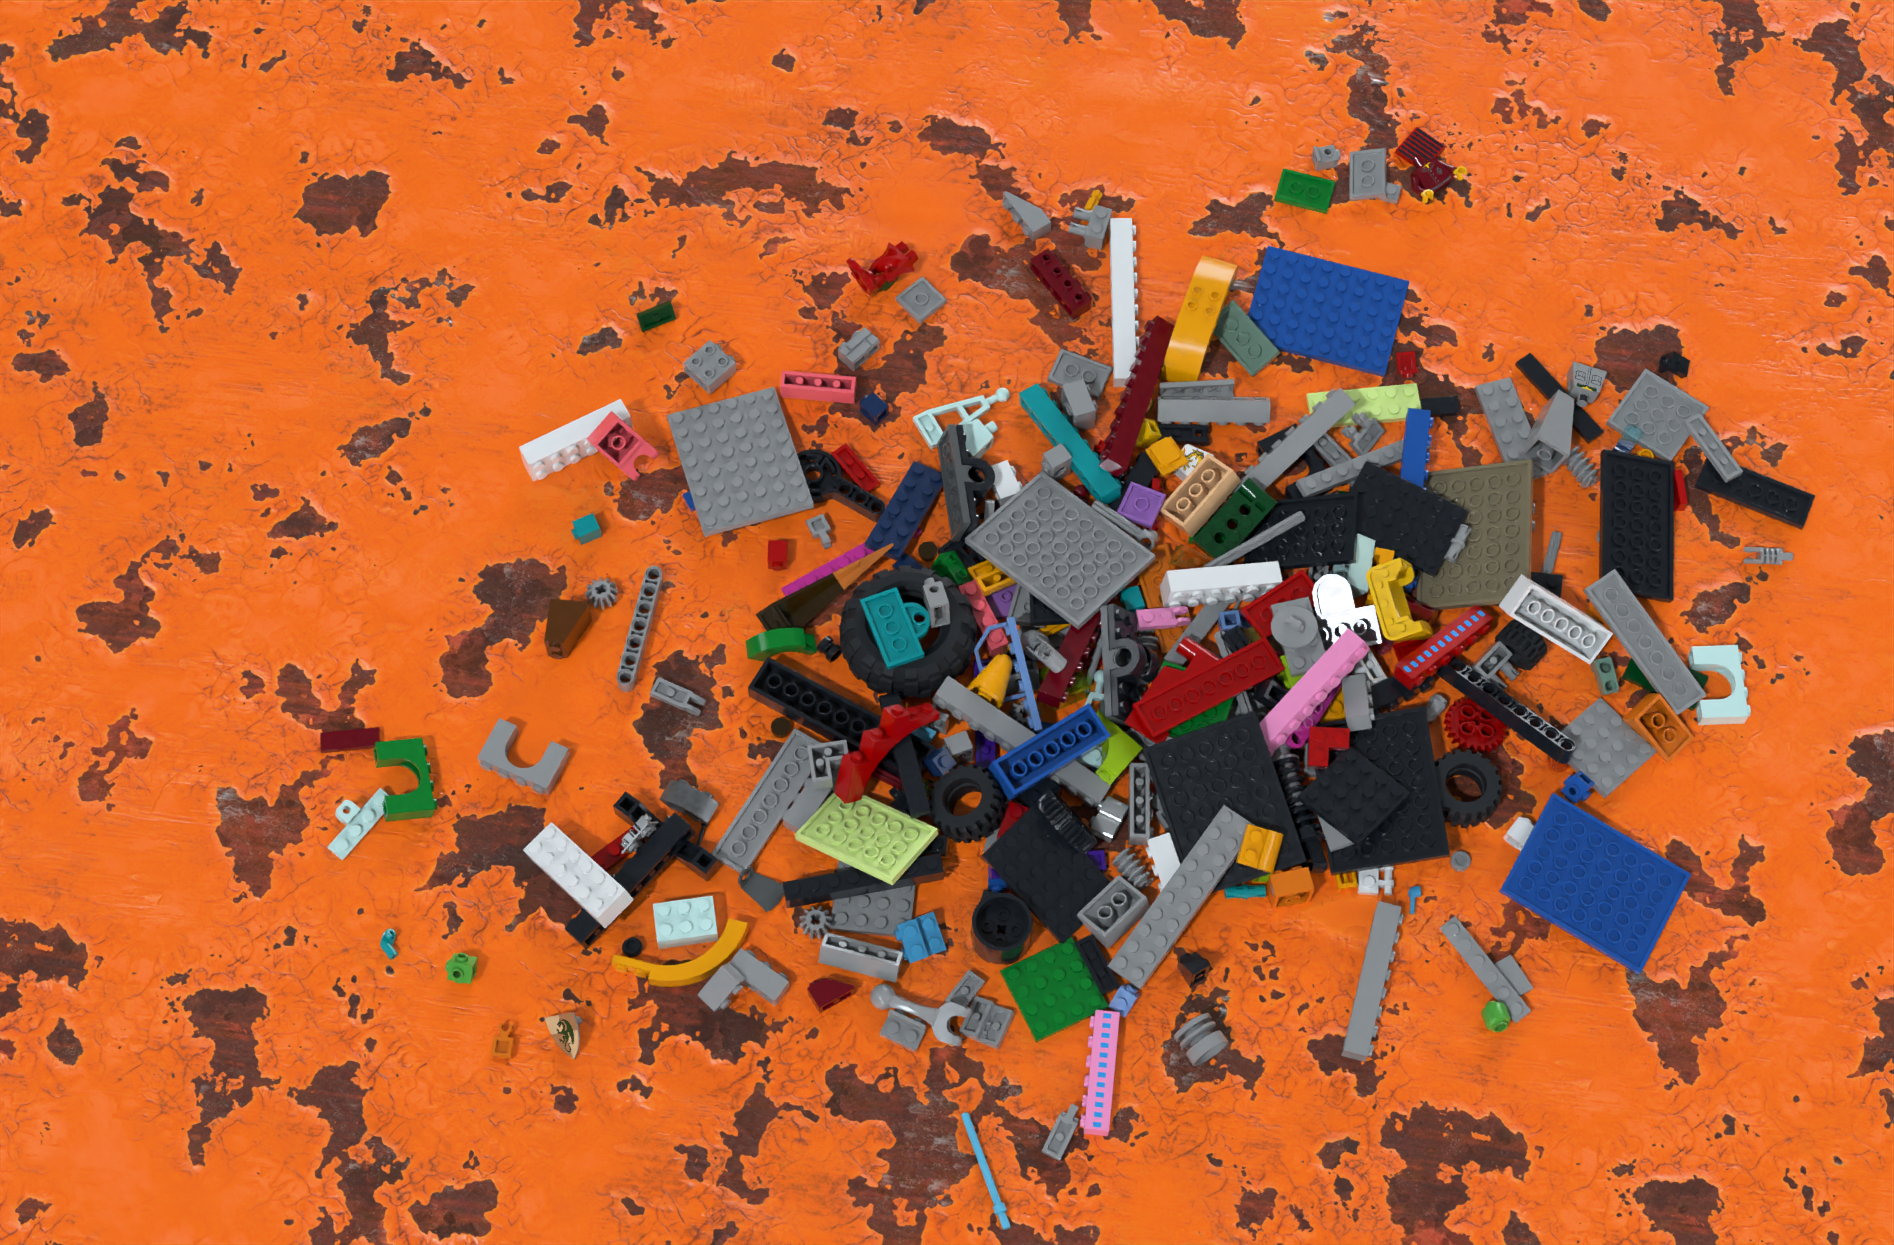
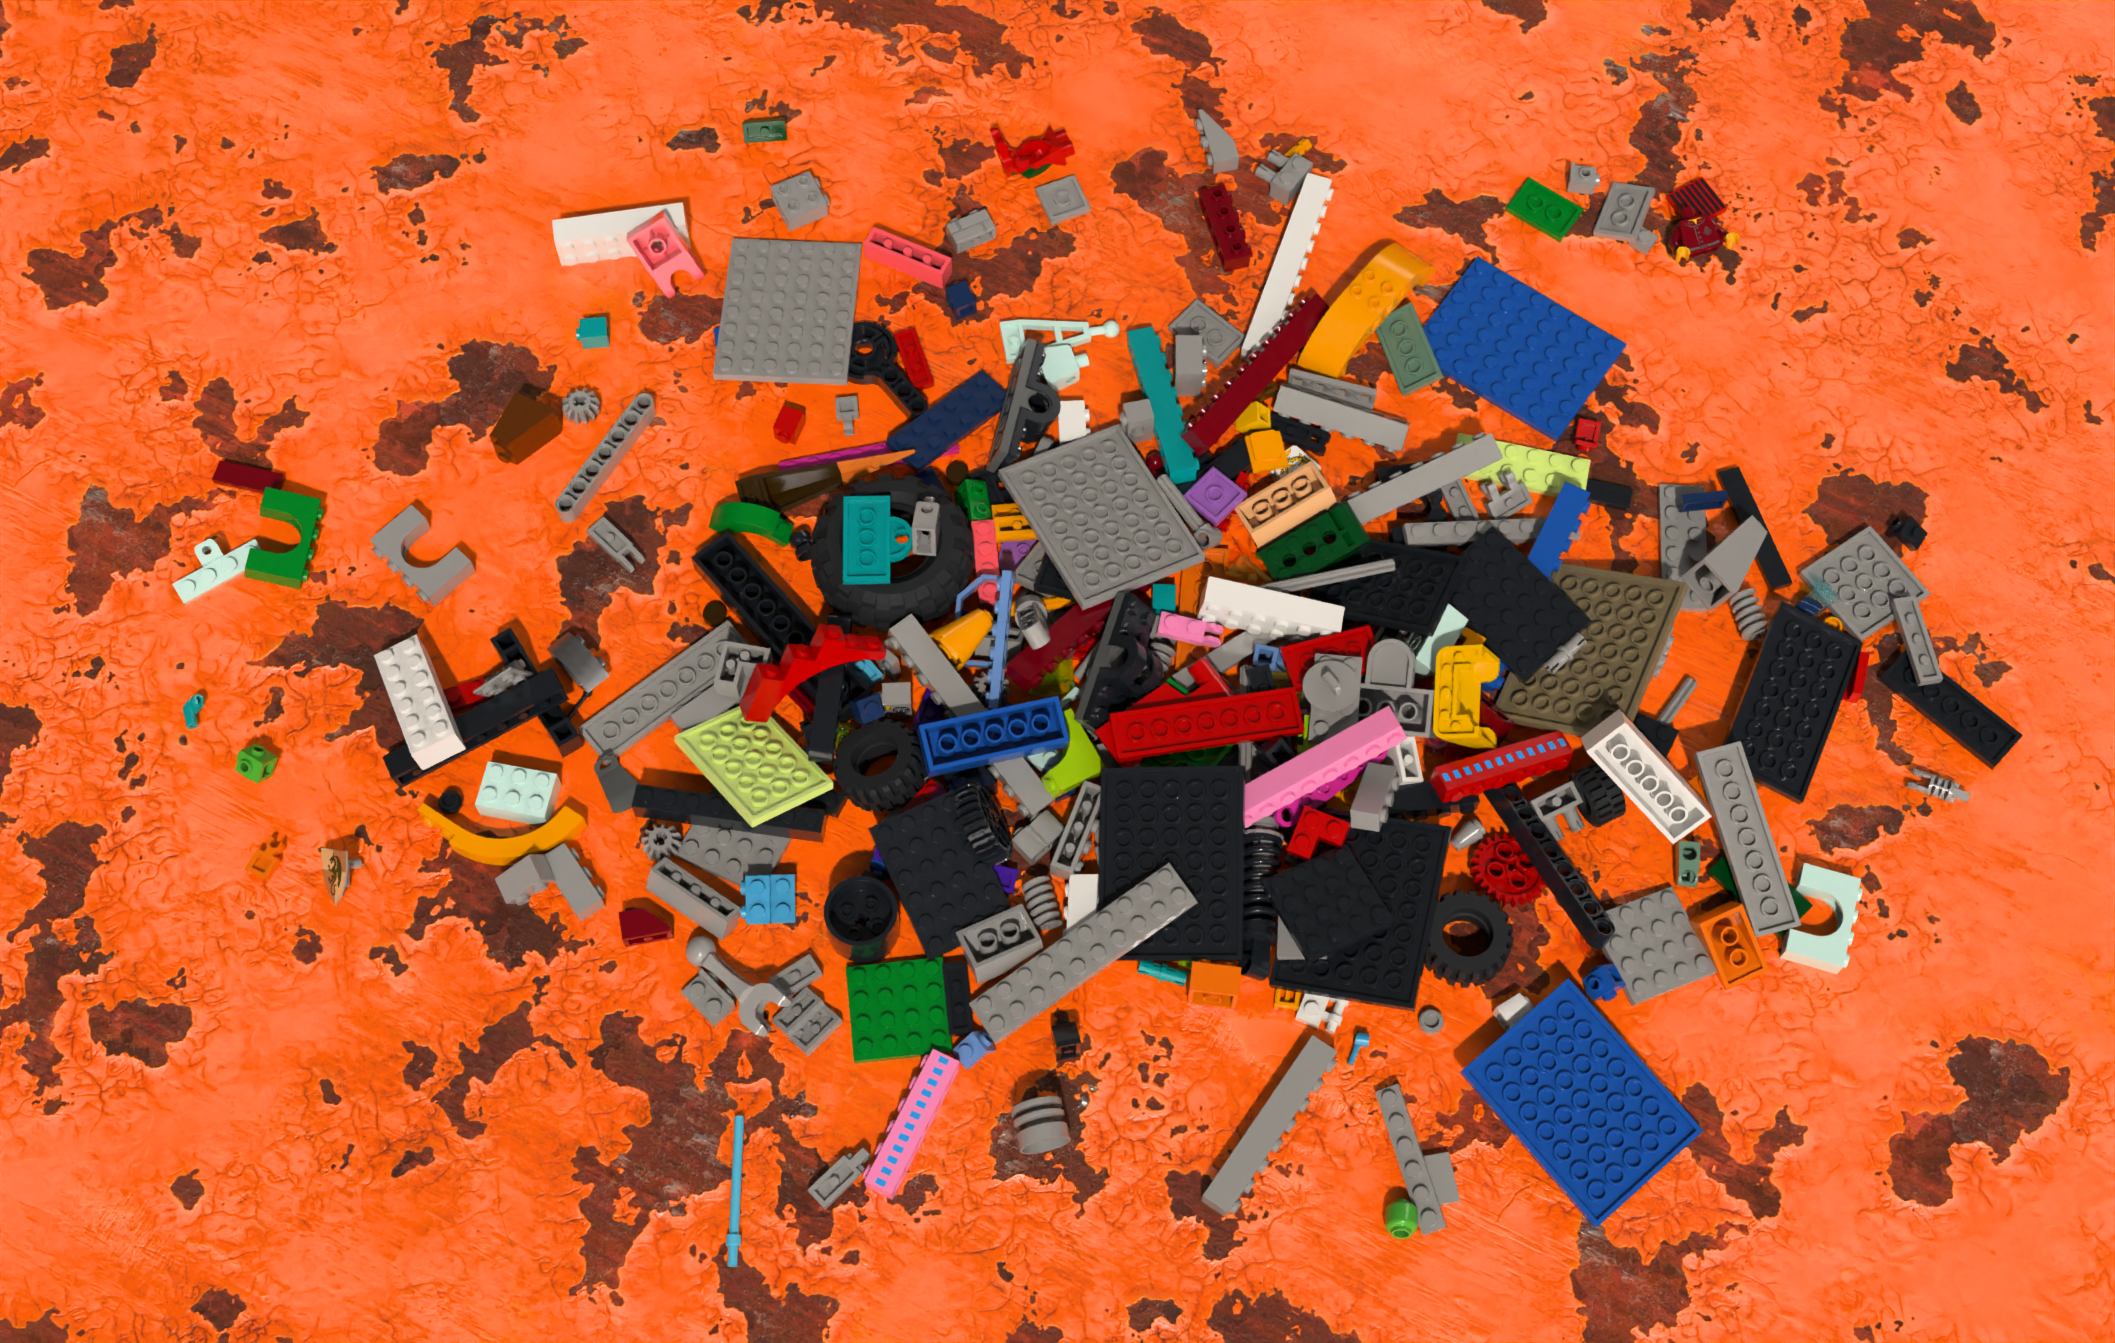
camera: 20 degrees right, 0 degrees up
(1259, 848) = (1190, 927): light orange brick -> none
(1514, 389) = (1702, 501): none -> dark blue tile
(1584, 383) = (1789, 520): light grey torso -> none

